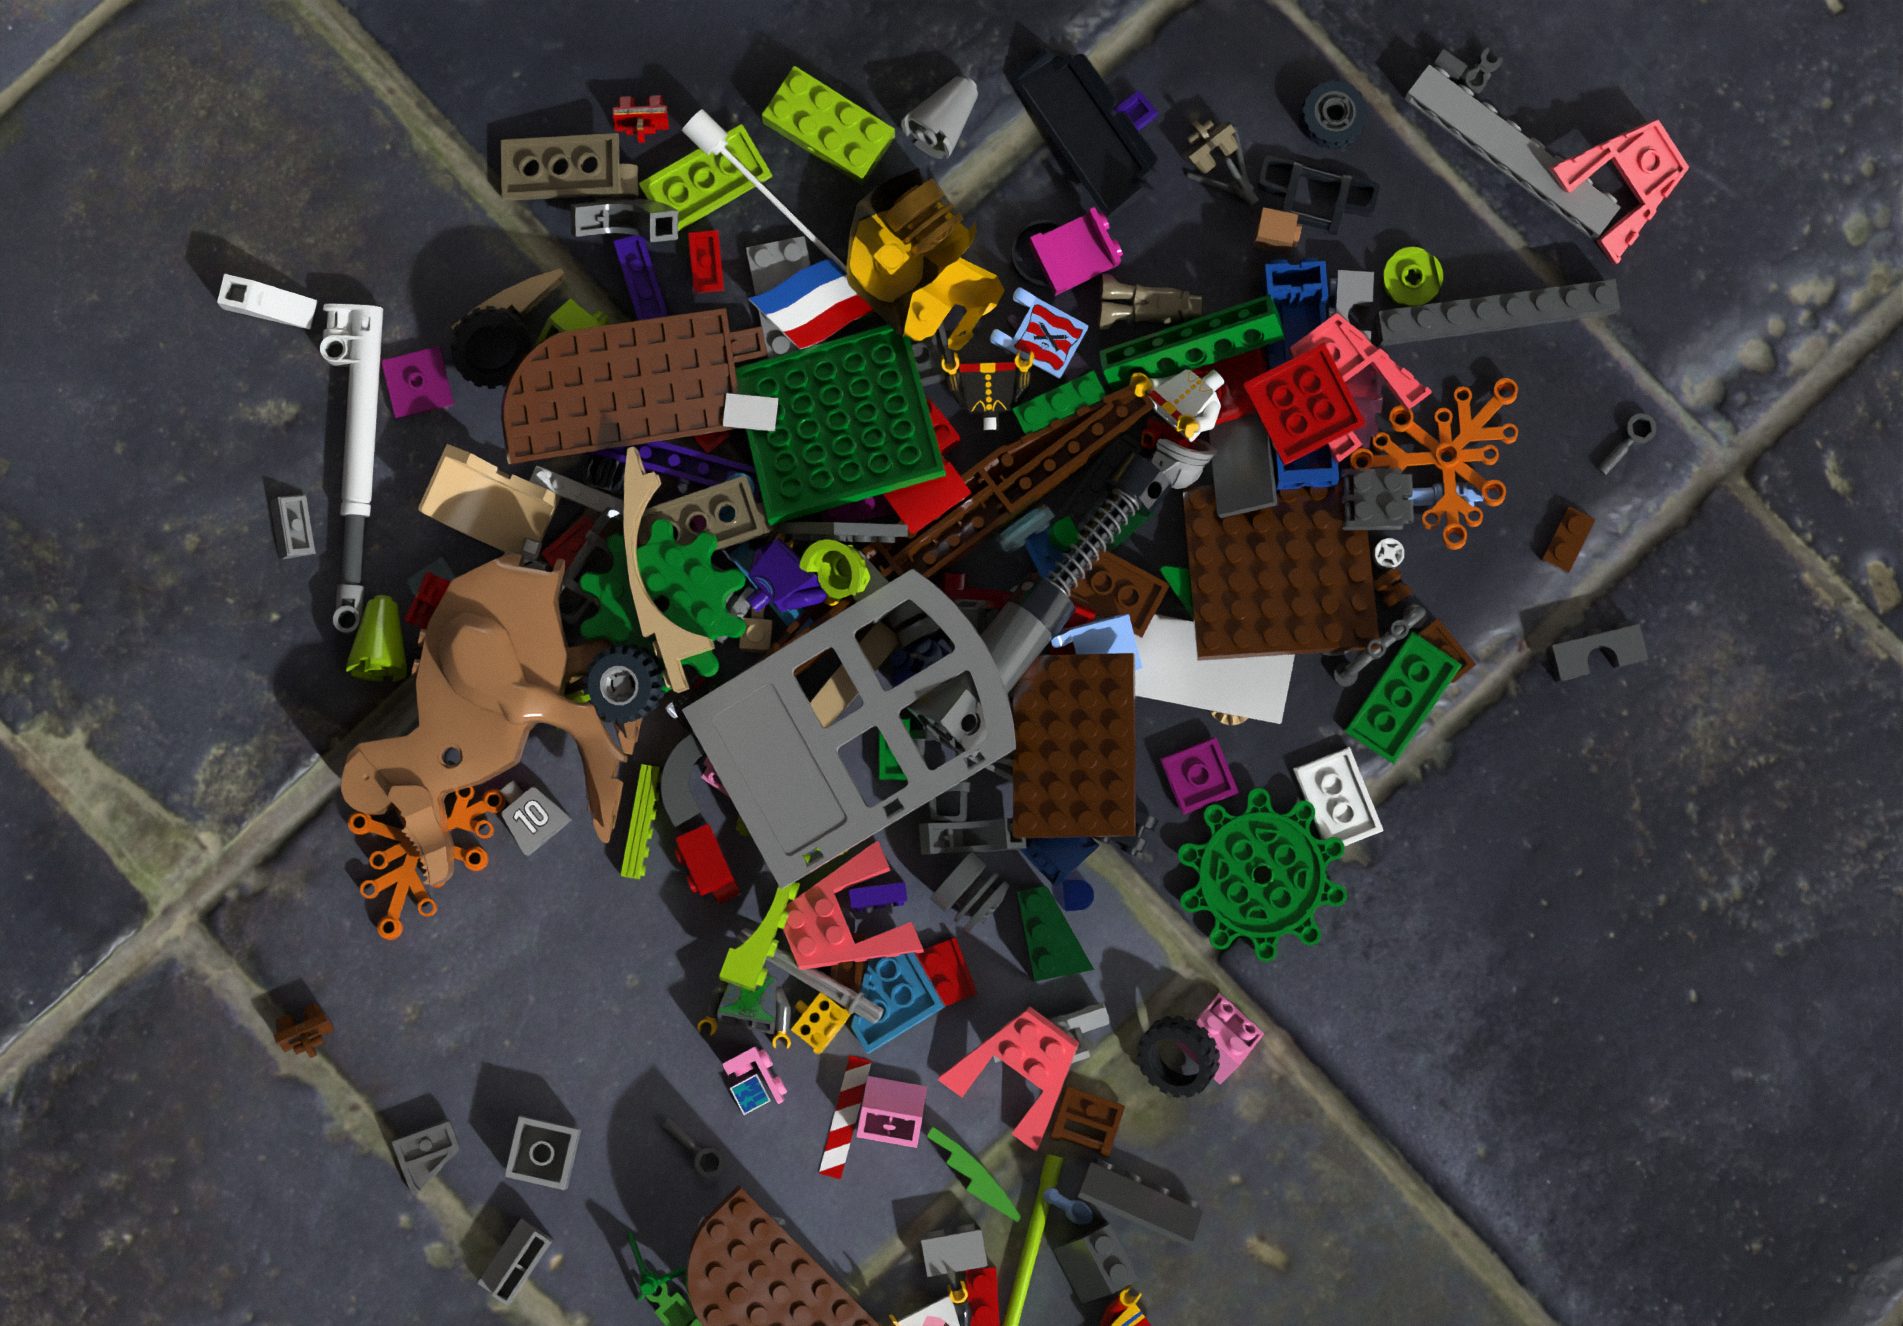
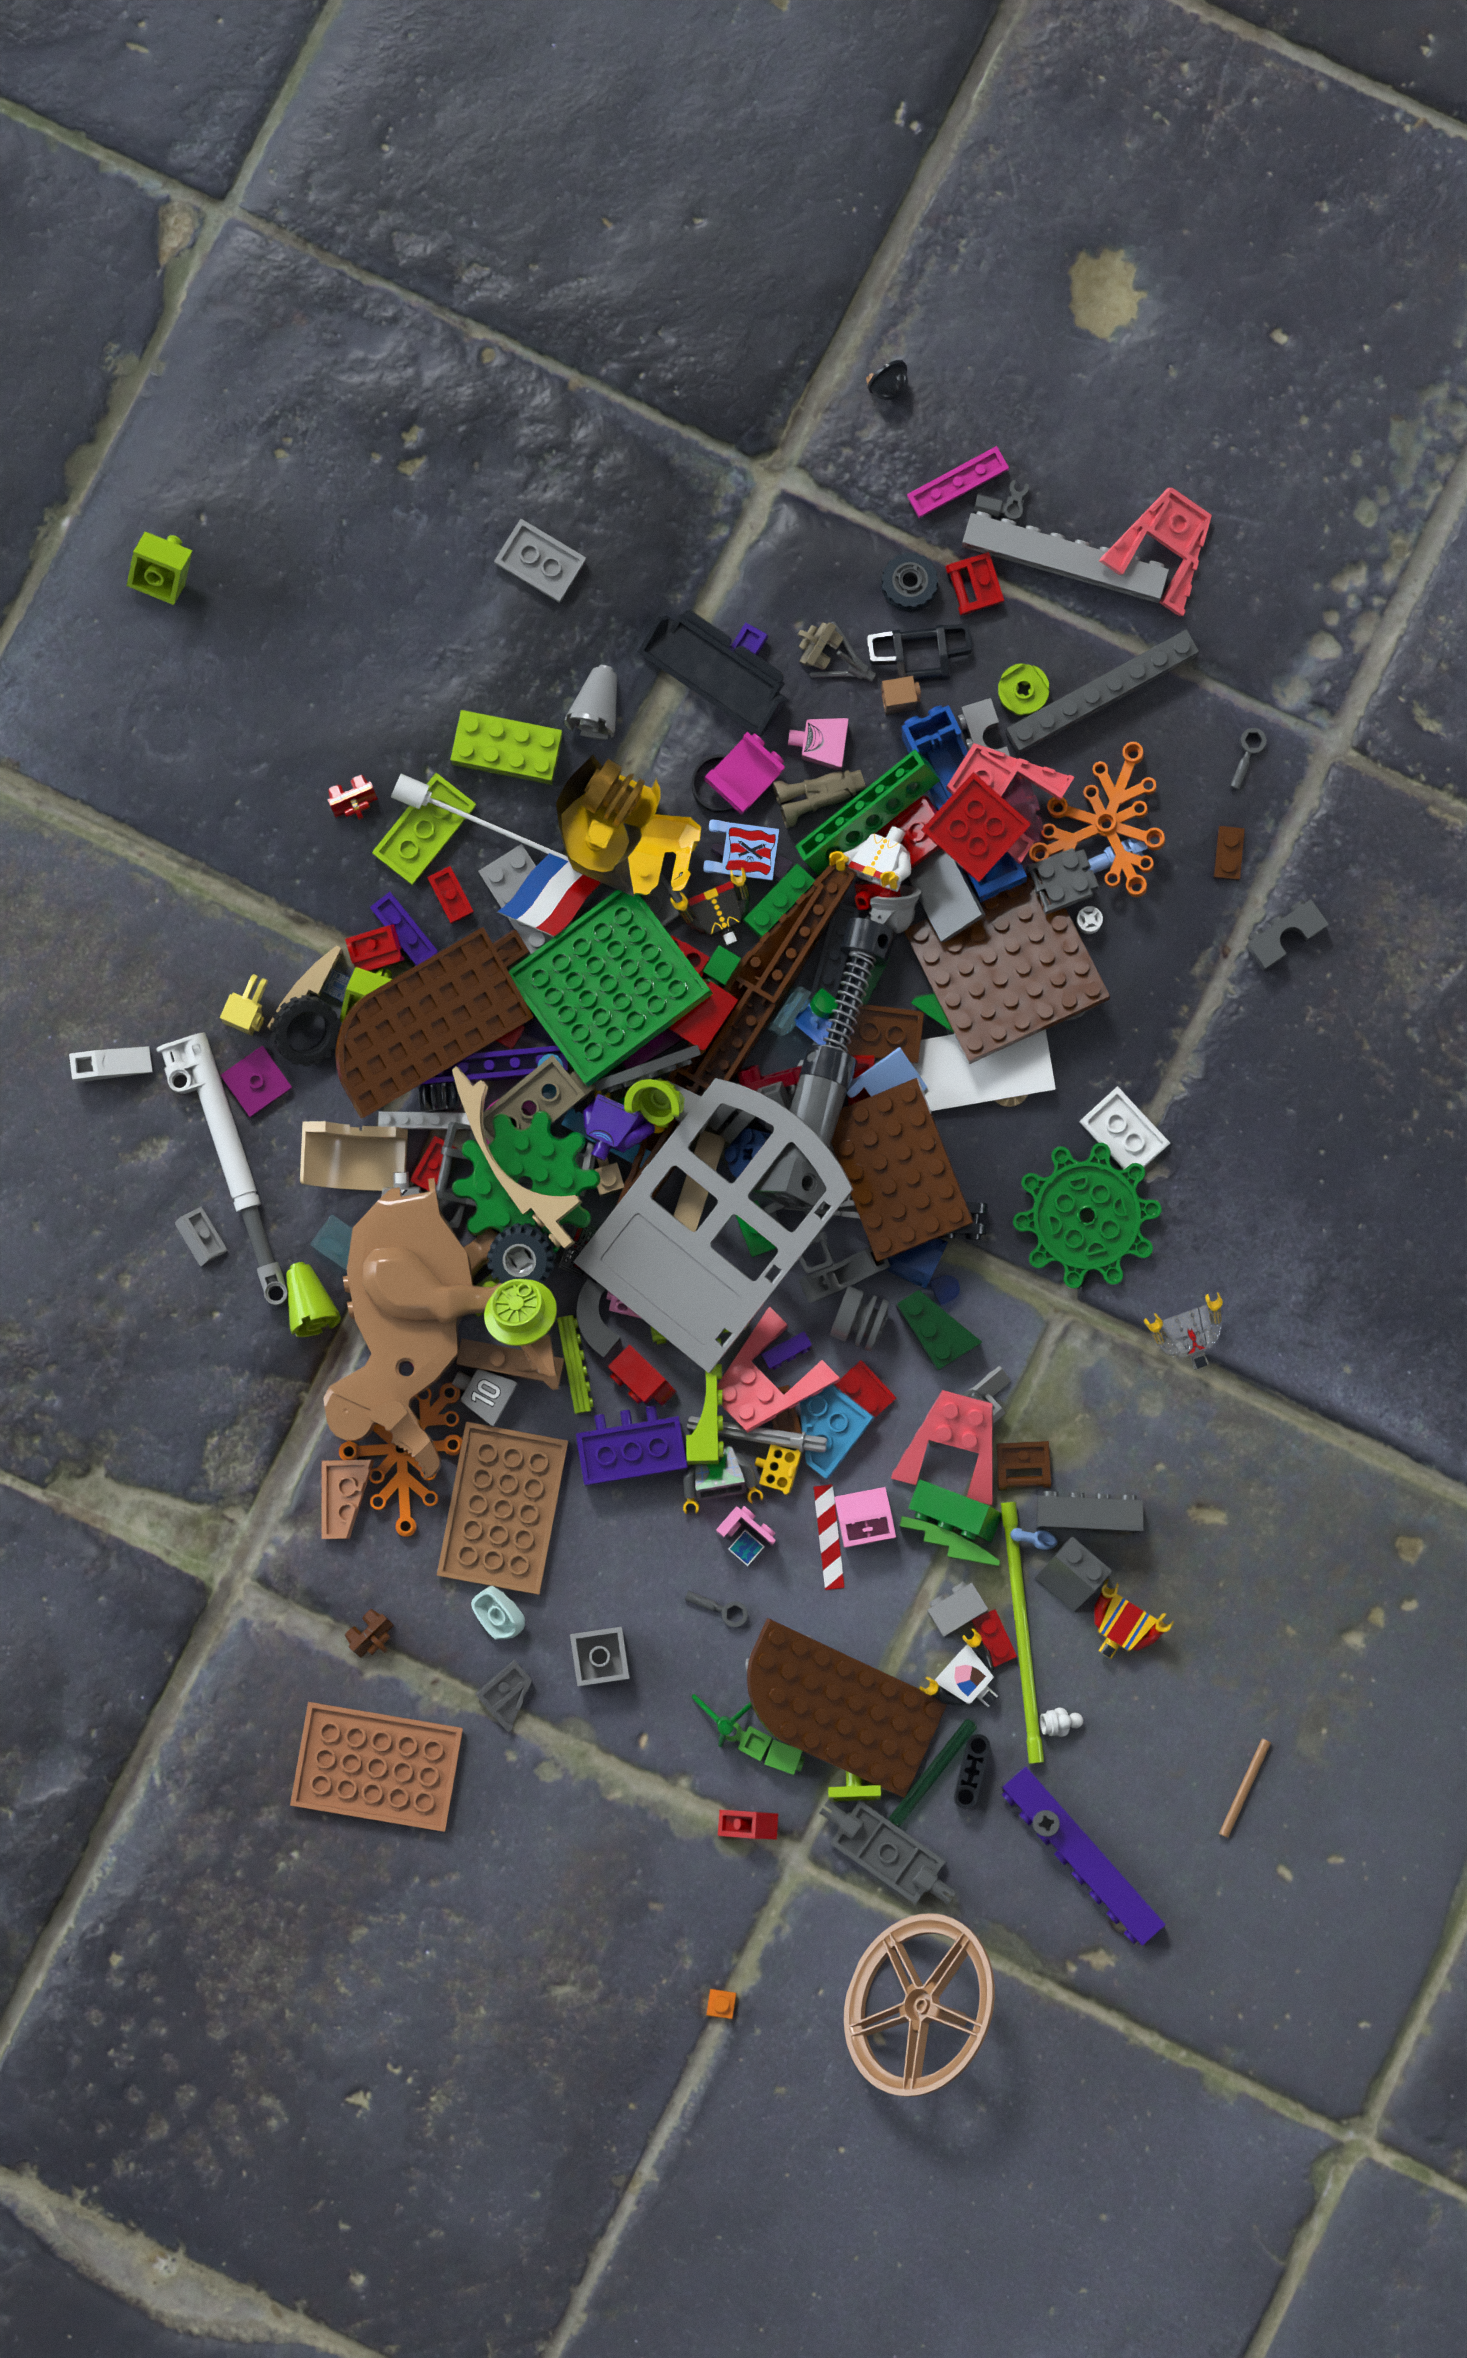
camera: 15 degrees left, 0 degrees up
(254, 1178) = (376, 1766): none -> nougat plate
(332, 867) = (342, 1494): none -> nougat wing
(426, 600) = (336, 1253): red hips -> none
(433, 300) = (245, 1013): none -> light yellow brick
(451, 1062) = (498, 1614): none -> light aqua piece
(501, 948) = (502, 1508): none -> medium nougat plate
(515, 1261) = (610, 1752): light grey piece -> none
(543, 310) = (336, 985): none -> dark blue tile
(562, 786) = (500, 1360): none -> medium nougat brick
(596, 743) = (520, 1312): none -> lime wheel
(601, 287) = (375, 948): none -> red plate
(606, 181) = (347, 859): dark tan hinge -> none
(632, 216) = (375, 881): dark grey arch -> none
(665, 937) = (631, 1448): none -> dark purple piece
(750, 412) = (535, 1002): white sticker -> none
(967, 451) = (721, 967): none -> green brick
(992, 1144) = (954, 1511): none -> green wedge
(1160, 1074) = (1076, 1363): black tyre -> none
(1172, 250) = (822, 741): none -> bright pink torso
(1199, 775) = (1006, 1156): magenta plate -> none
(1232, 1033) = (1103, 1359): bright pink slope -> none
(1325, 1046) = (1189, 1332): none -> clear torso
(1392, 587) = (1102, 945): reddish brown wheel -> none
(1402, 698) = (1145, 1030): green tile -> none
(1411, 618) = (1128, 964): dark grey bar -> none
(1413, 147) = (983, 582): none -> red plate
(1427, 27) = (957, 482): none -> dark pink plate
(1443, 640) = (1164, 980): reddish brown plate -> none

